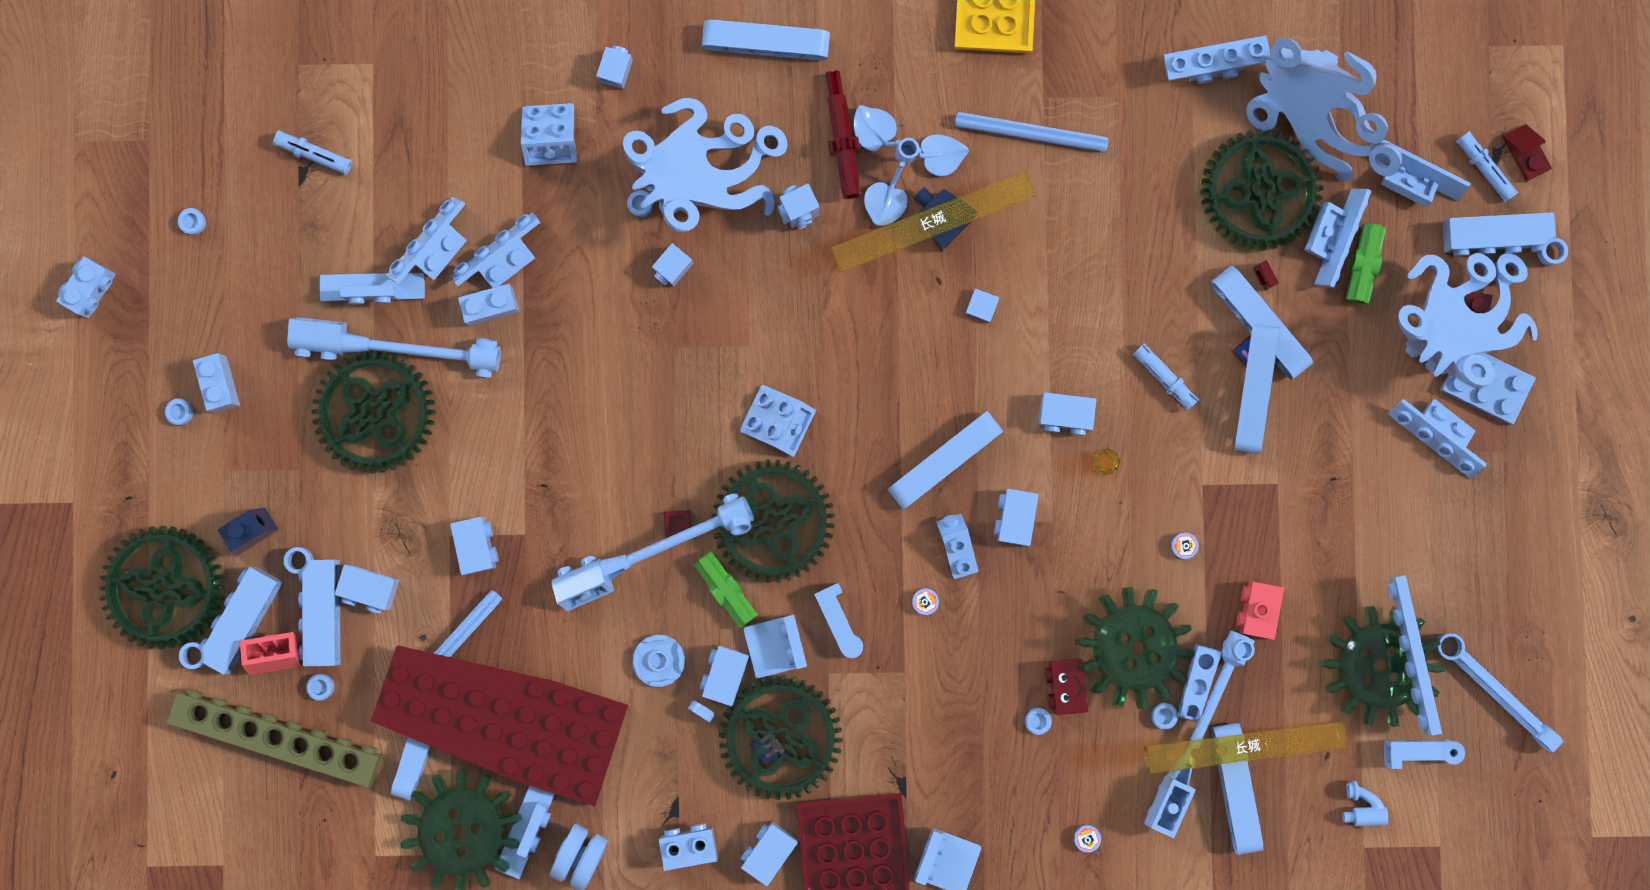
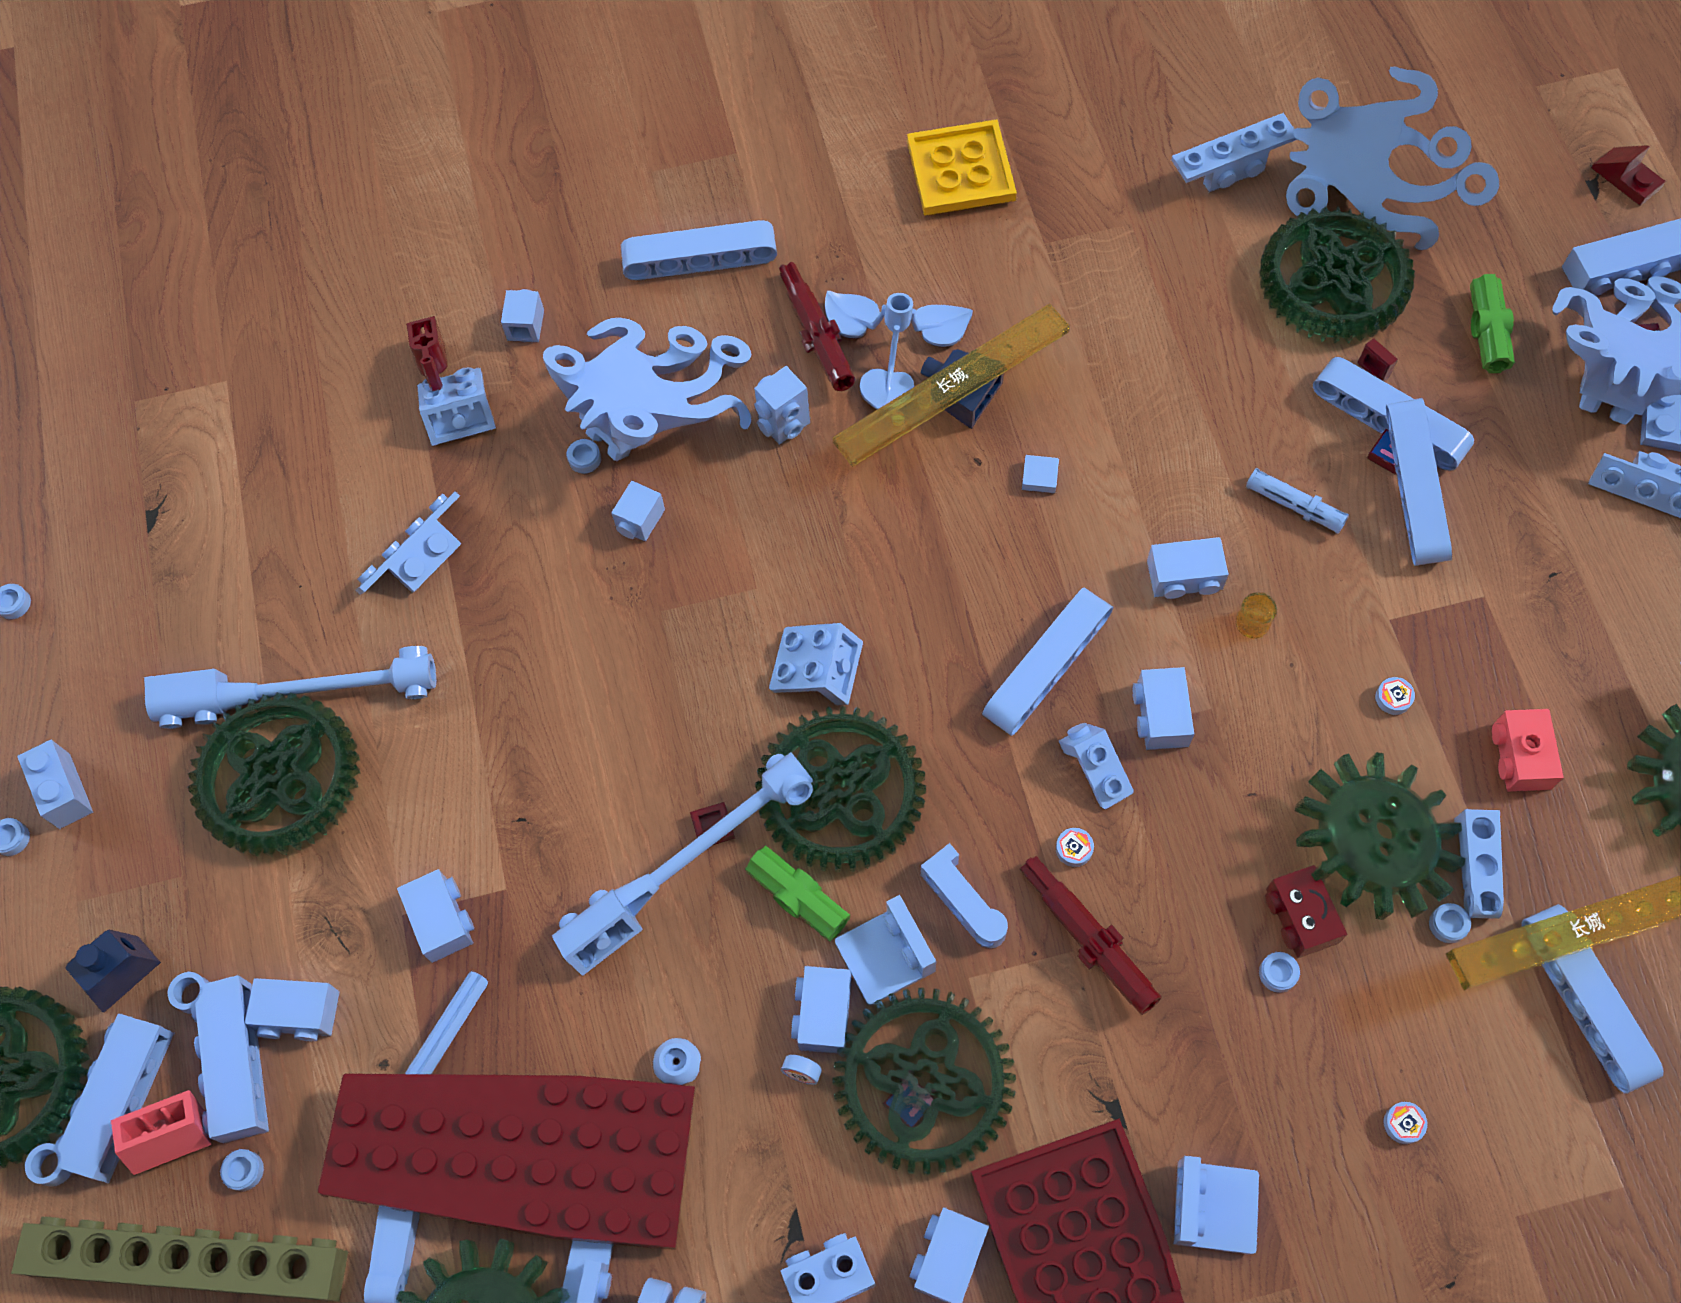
camera: 10 degrees left, 20 degrees down
(285, 140) = (146, 485): light blue pin -> none
(377, 287) = (254, 624): light blue bracket -> none
(433, 247) = (329, 558): light blue bracket -> none
(489, 305) = (409, 608): light blue brick -> none
(535, 86) = (428, 350): none -> dark red piece
(619, 676) = (689, 1063): none -> light blue plate
(658, 660) = (725, 1015): light blue tile -> none
(920, 675) = (1097, 945): none -> dark red piece
(1031, 131) = (1041, 277): light blue axle -> none
(1174, 791) = (1509, 1020): light blue bar -> none
(1334, 233) = (1442, 301): light blue bracket -> none
(1421, 179) = (1513, 220): light blue bracket -> none
(1487, 167) = (1584, 192): light blue pin -> none

